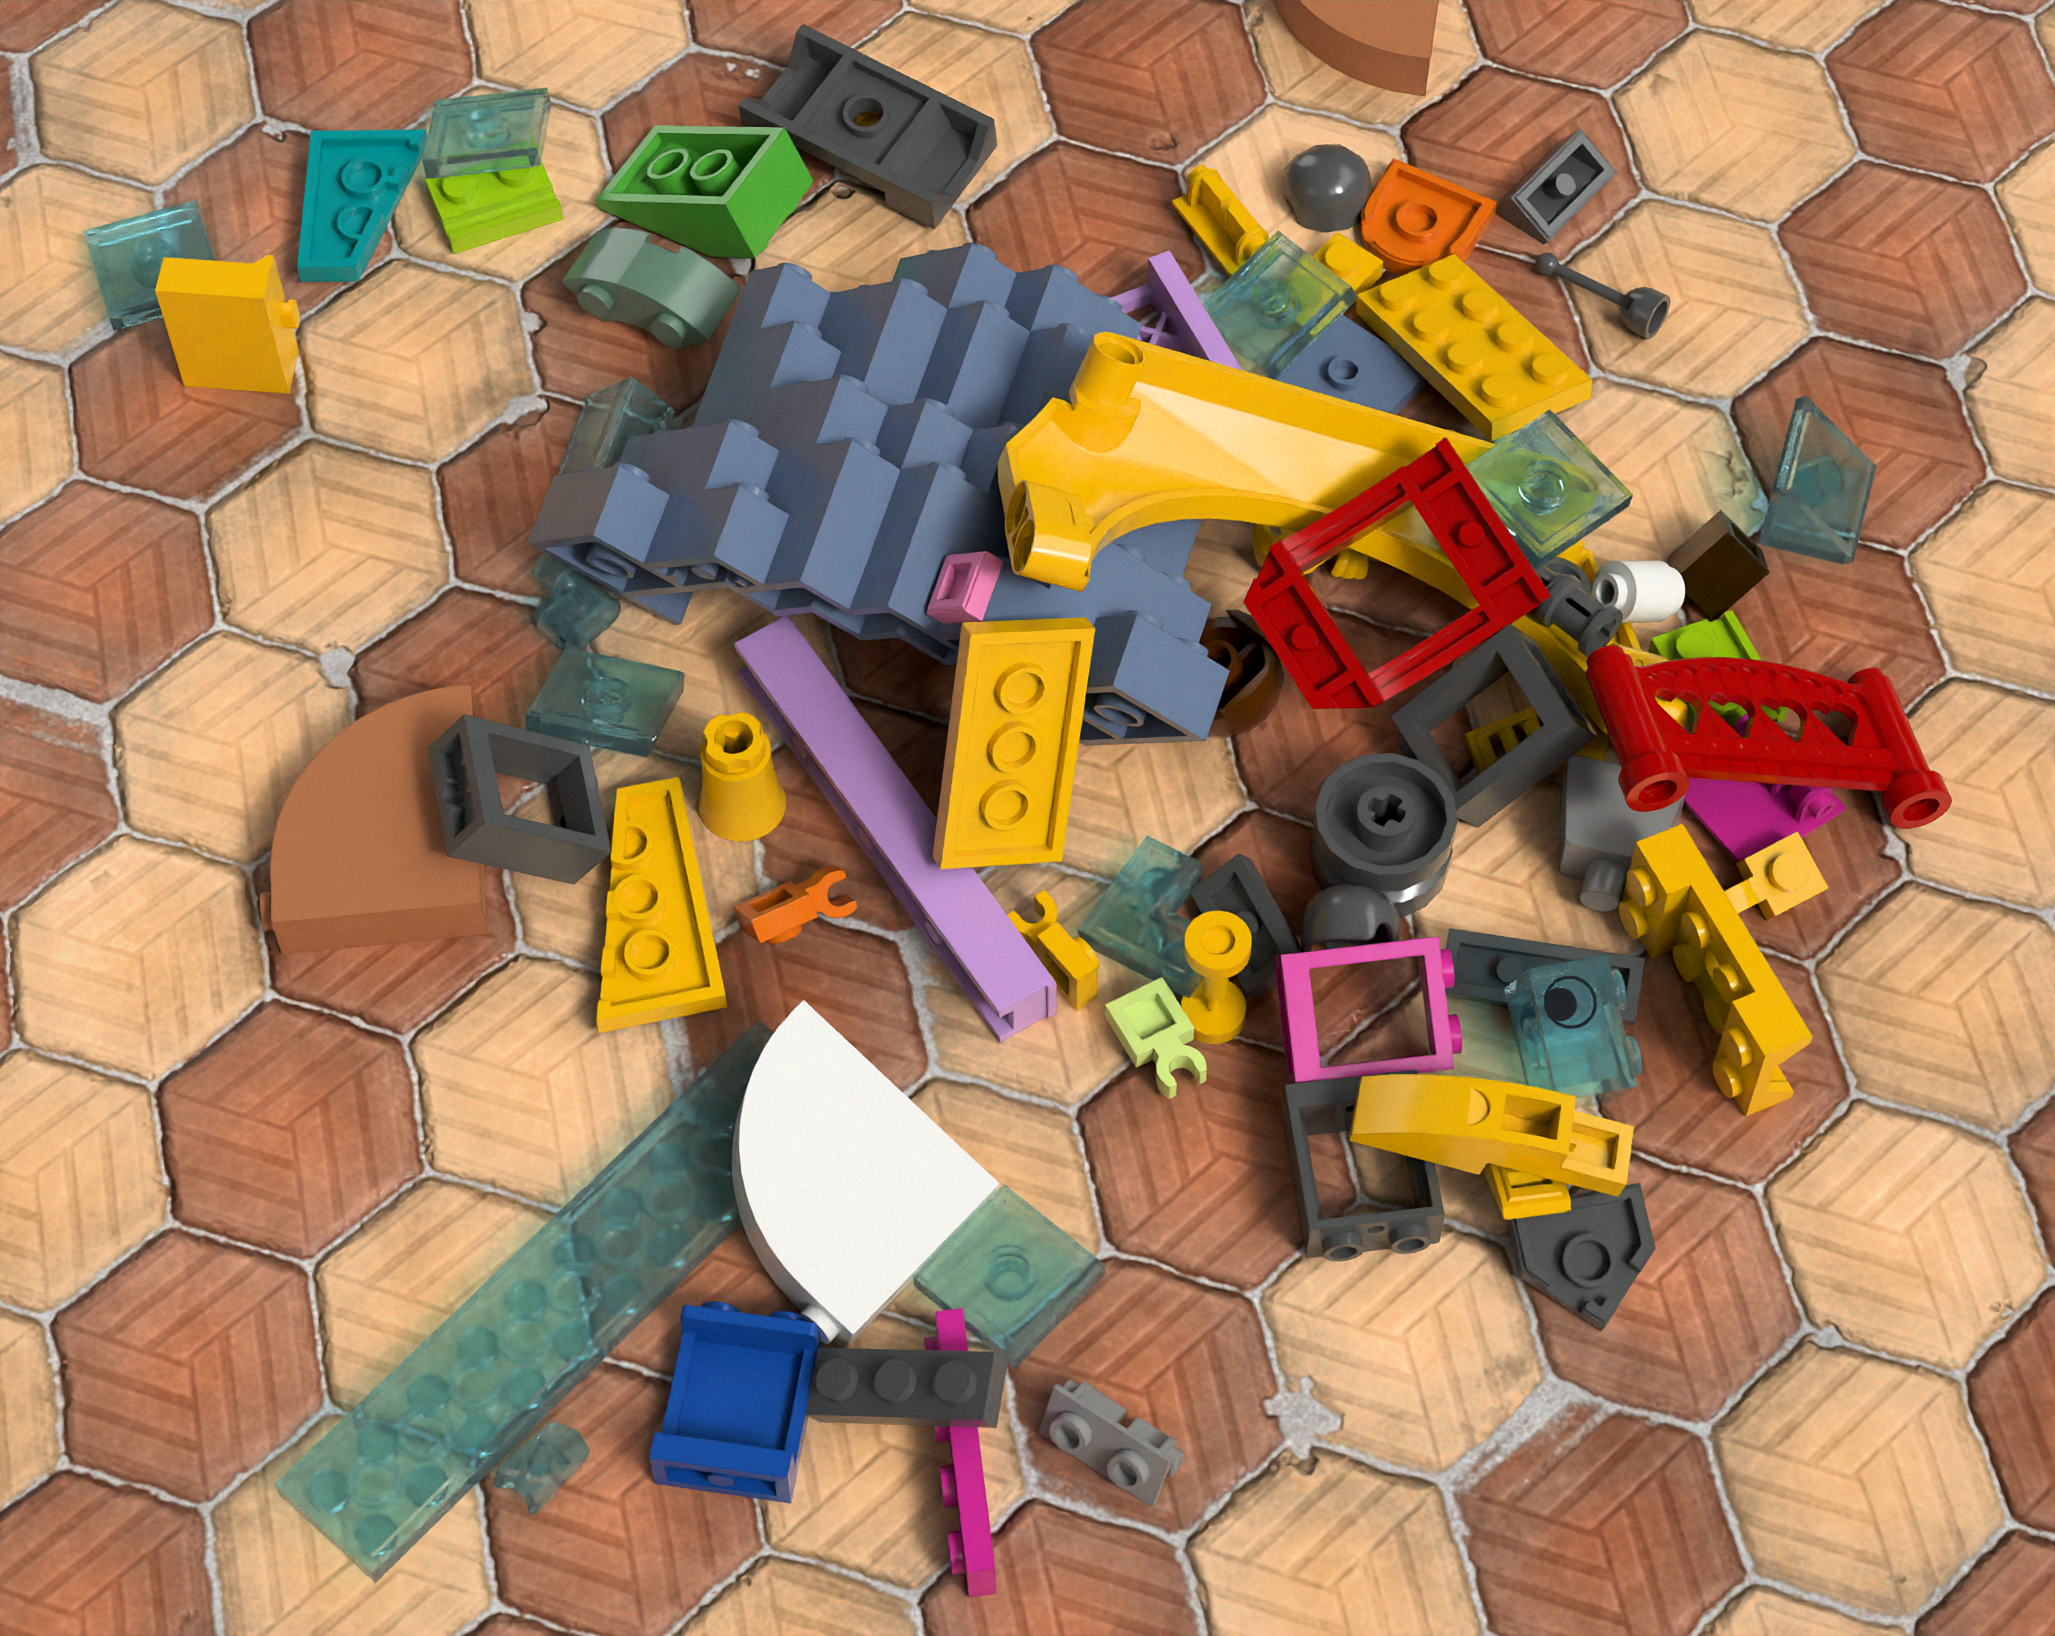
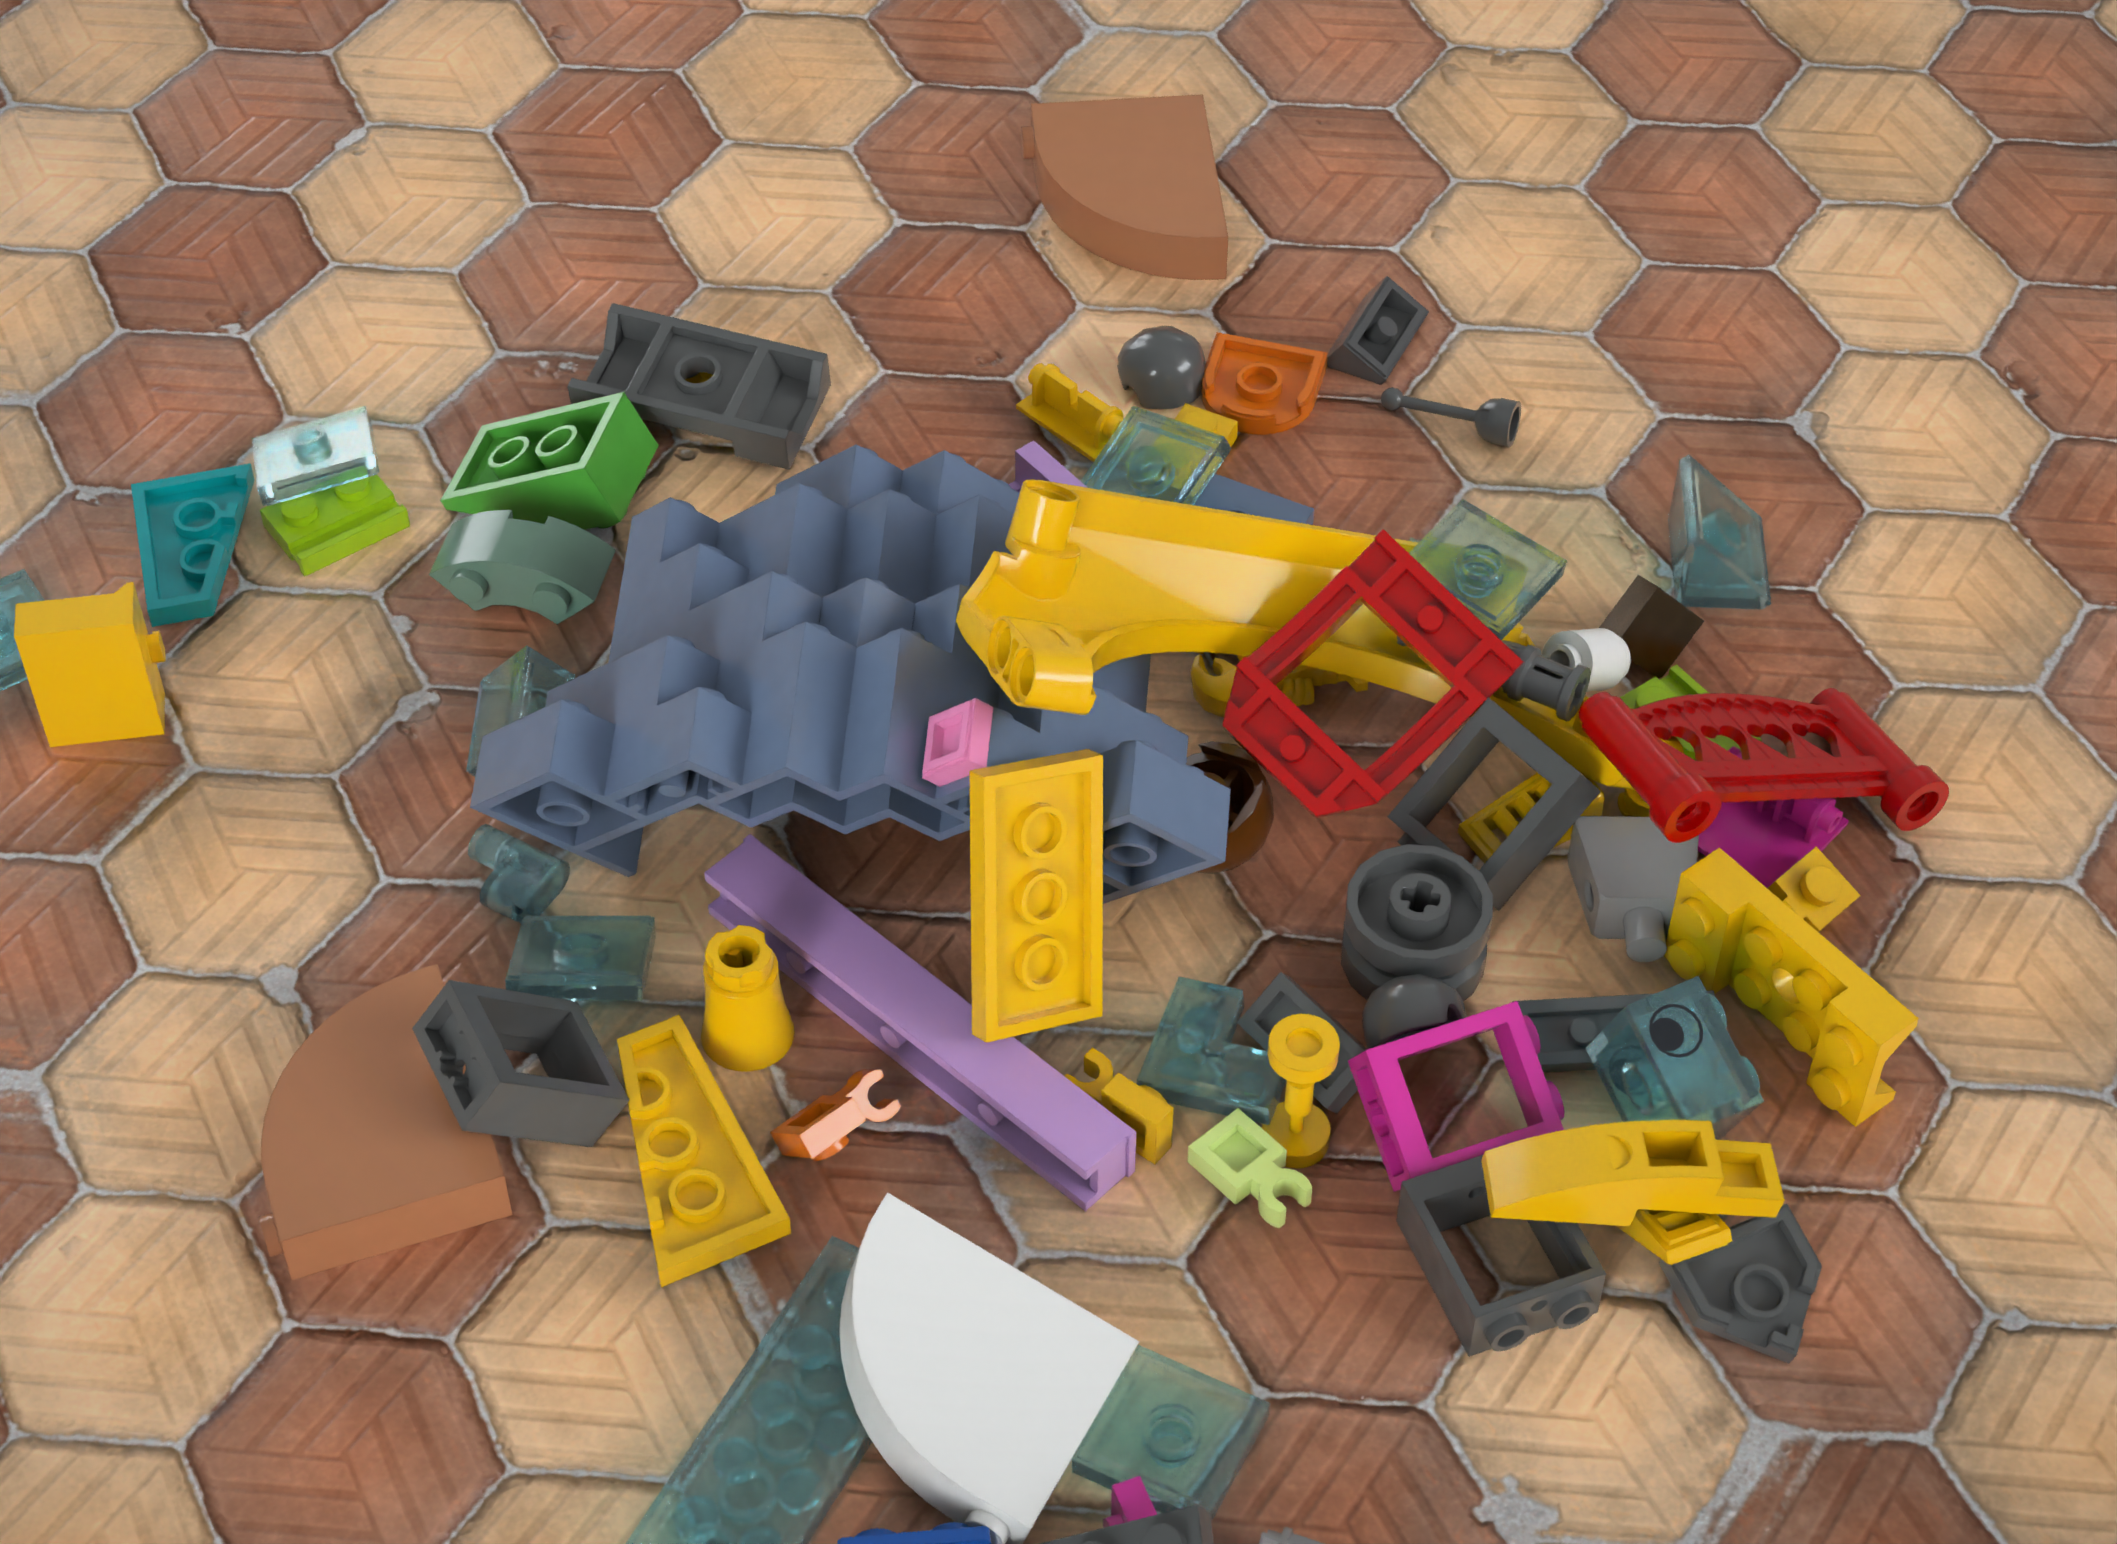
camera: 15 degrees left, 10 degrees down
(1473, 347) = (1351, 474): yellow plate -> none

